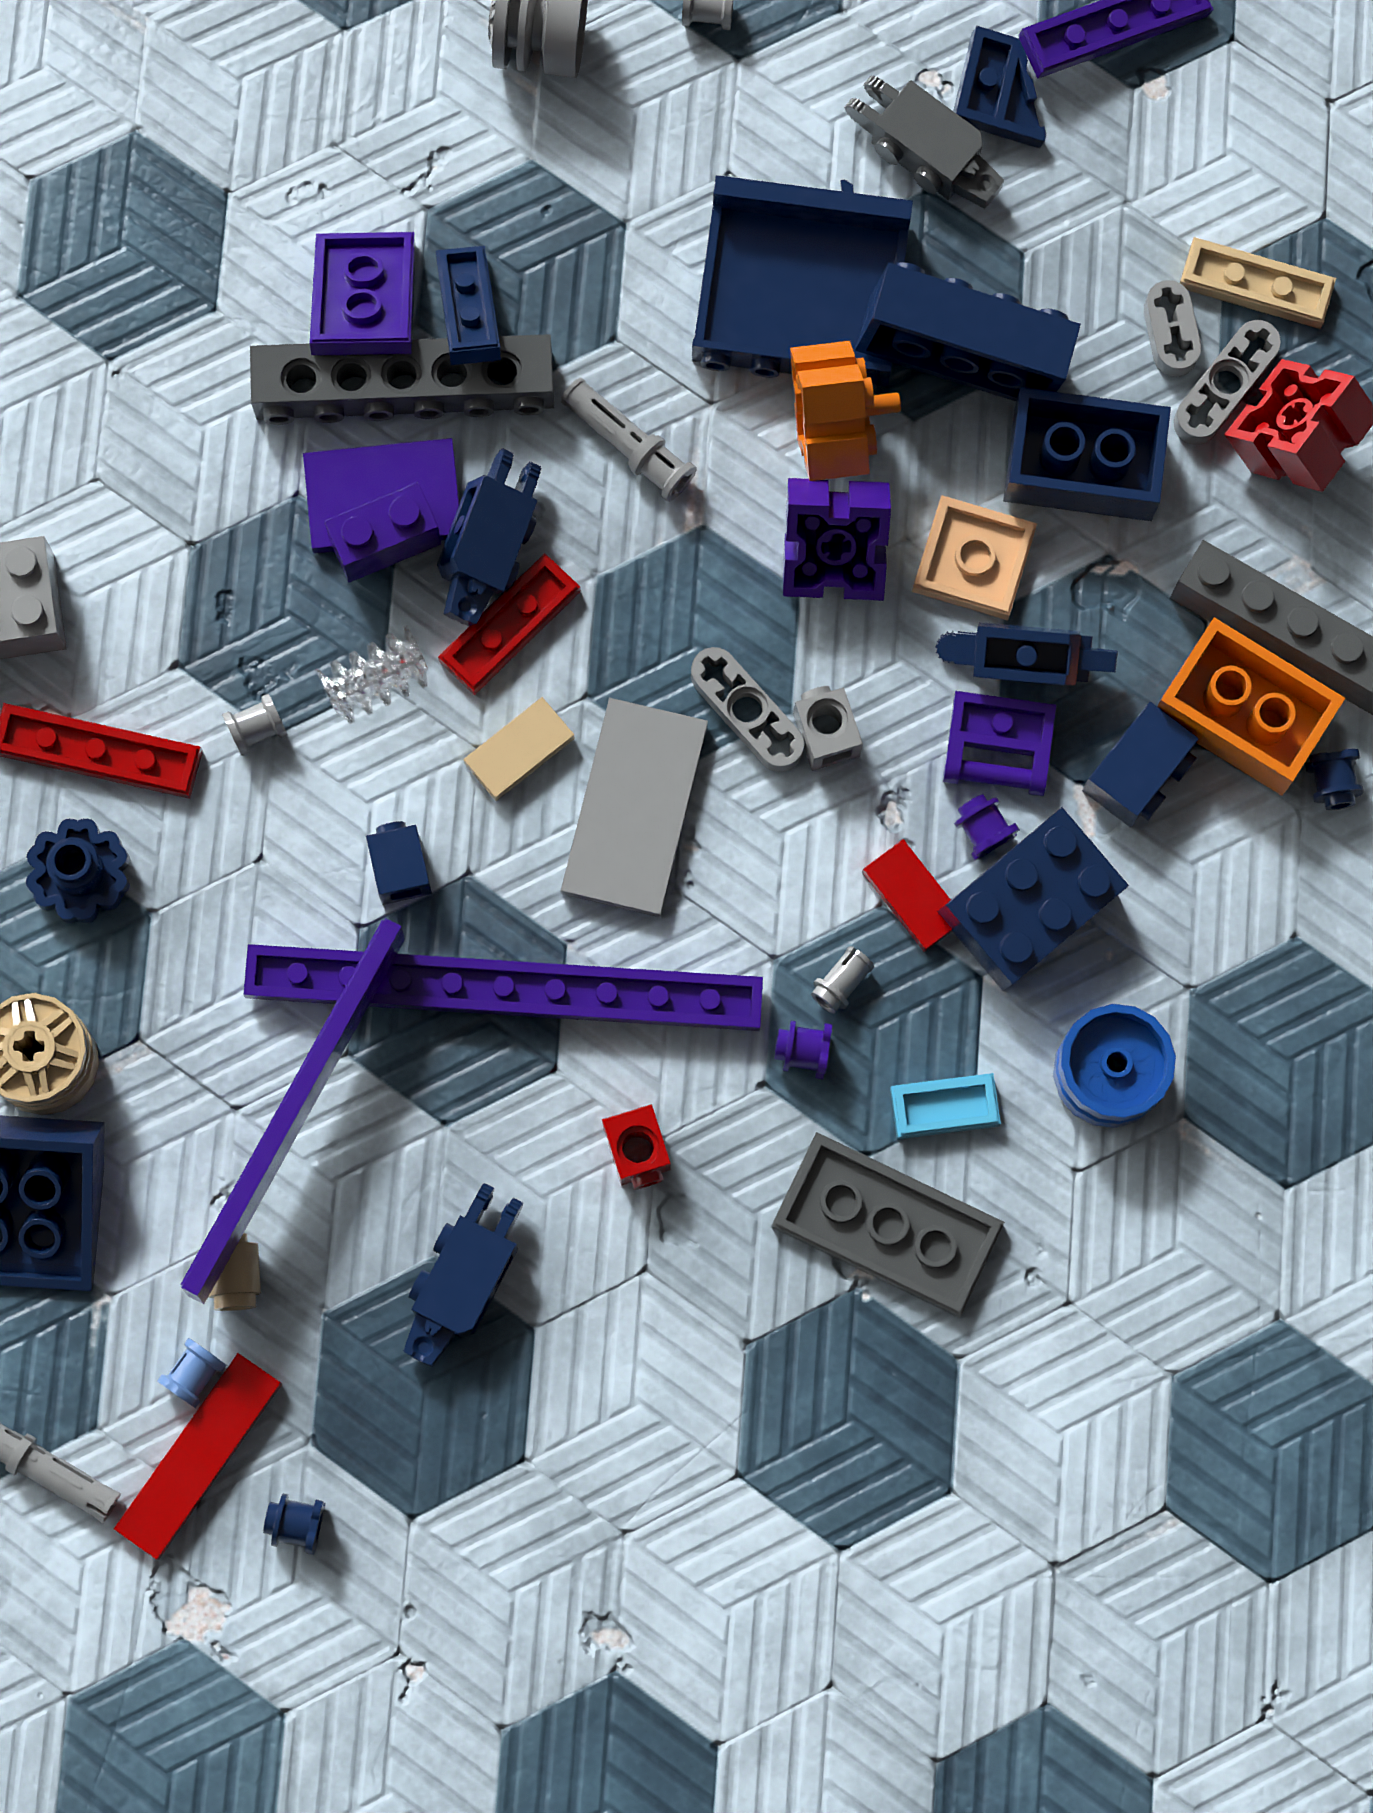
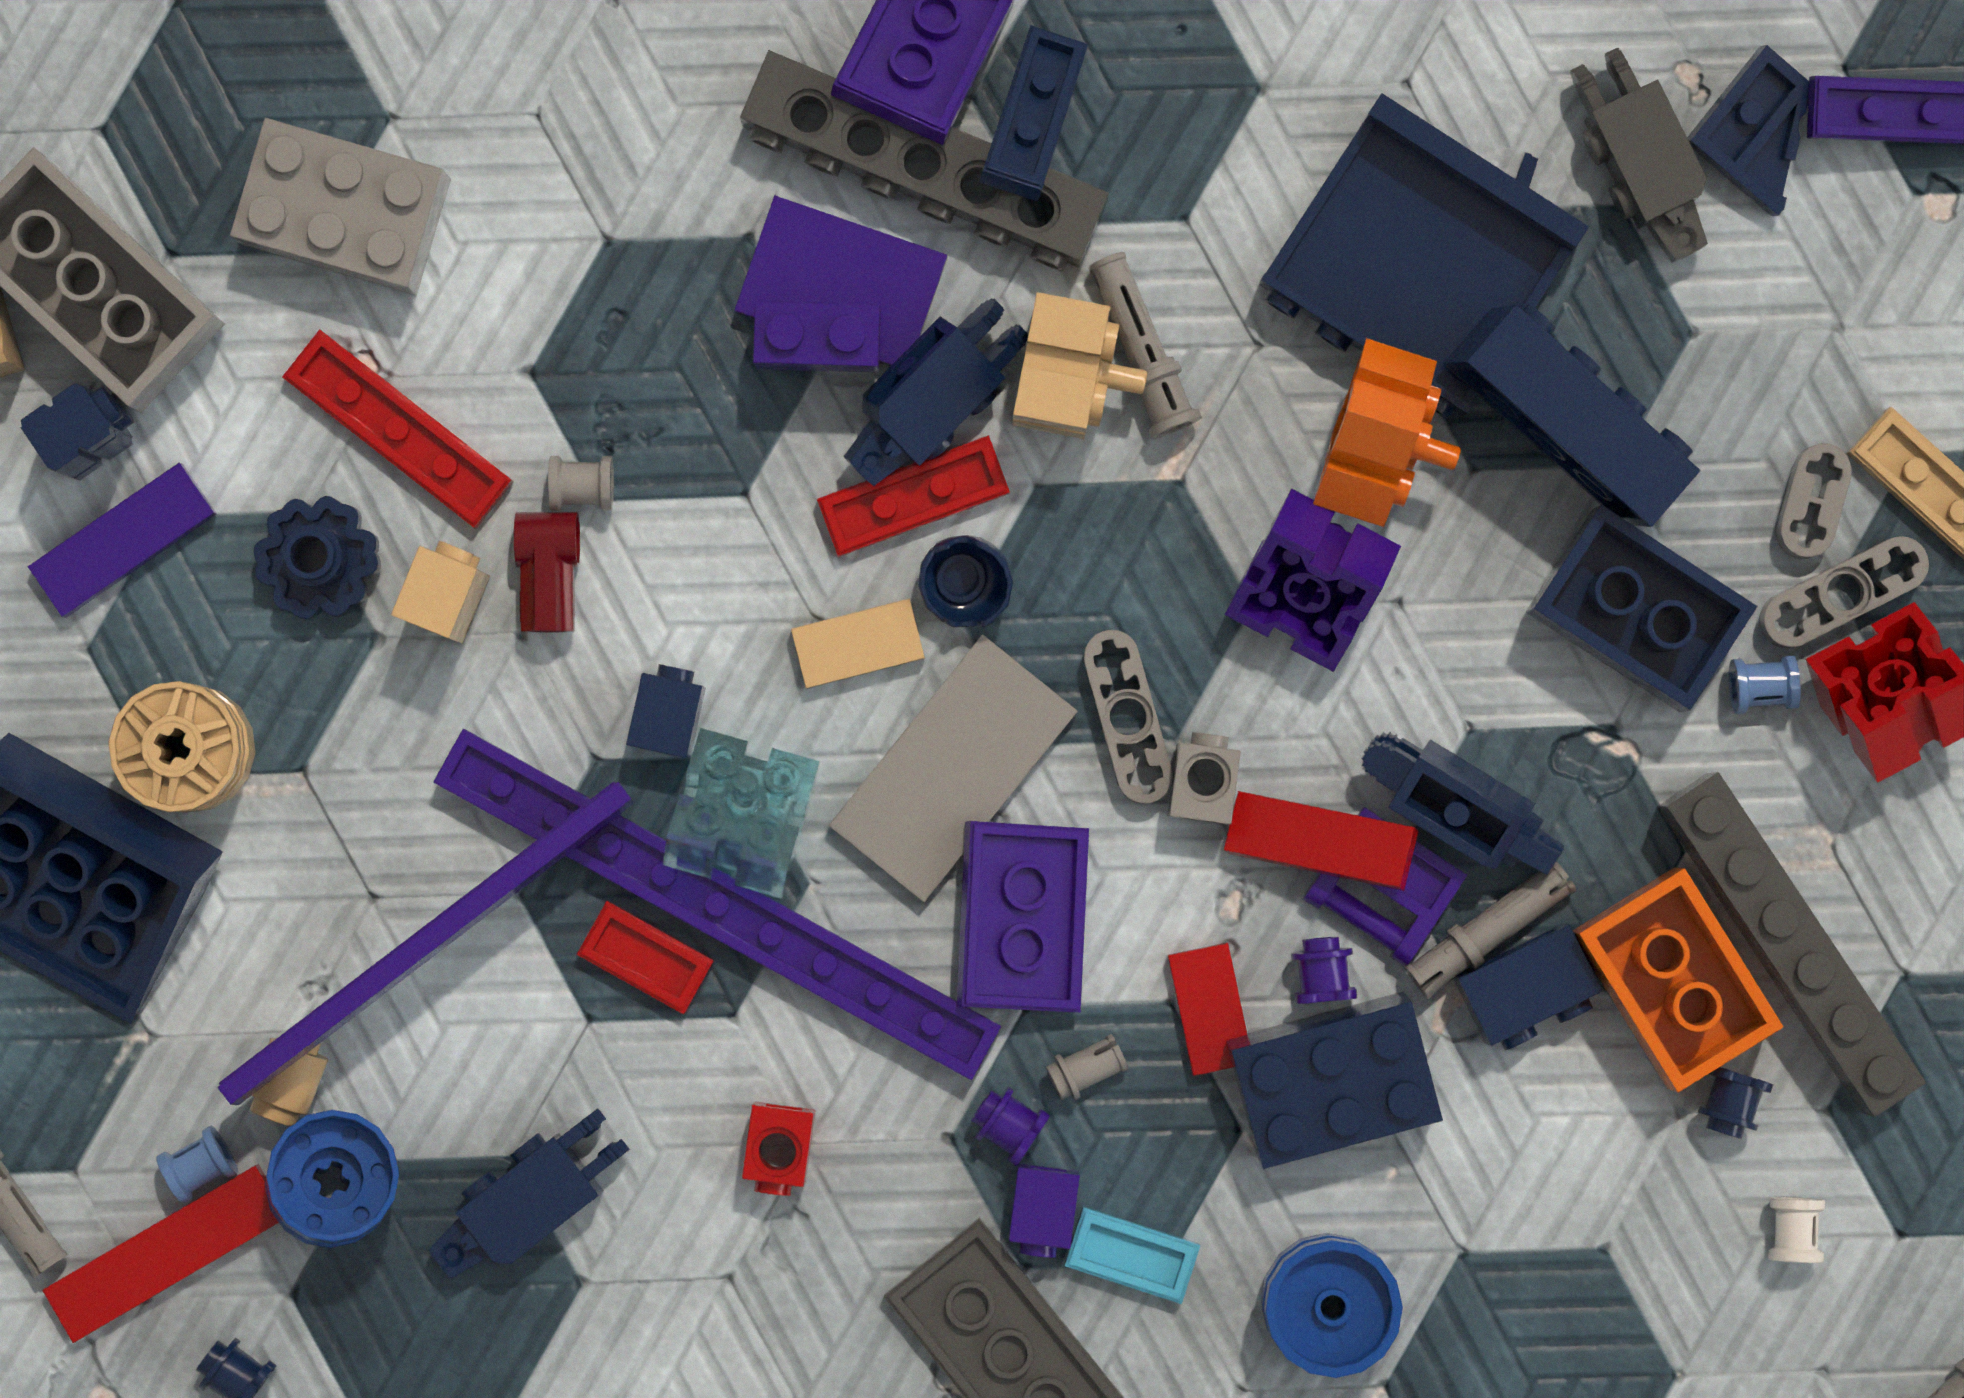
camera: 30 degrees right, 10 degrees up
(185, 846) = (442, 591): none -> tan brick
(255, 792) = (547, 553): none -> dark red piece
(310, 1299) = (311, 1148): none -> blue wheel
(374, 676) = (735, 493): clear piece -> none
(467, 1055) = (645, 957): none -> red tile
(489, 906) = (740, 813): none -> clear light blue brick
(578, 662) = (965, 581): none -> dark blue hair
(580, 470) = (1070, 367): none -> tan brick
(740, 889) = (1022, 917): none -> dark purple tile
(861, 1099) = (1043, 1209): none -> dark purple brick
(936, 728) = (1321, 840): none -> red tile
(974, 557) = (1462, 661): light nougat tile -> none
(1083, 755) = (1488, 930): none -> light grey pin
(1203, 470) = (1764, 684): none -> medium blue bush

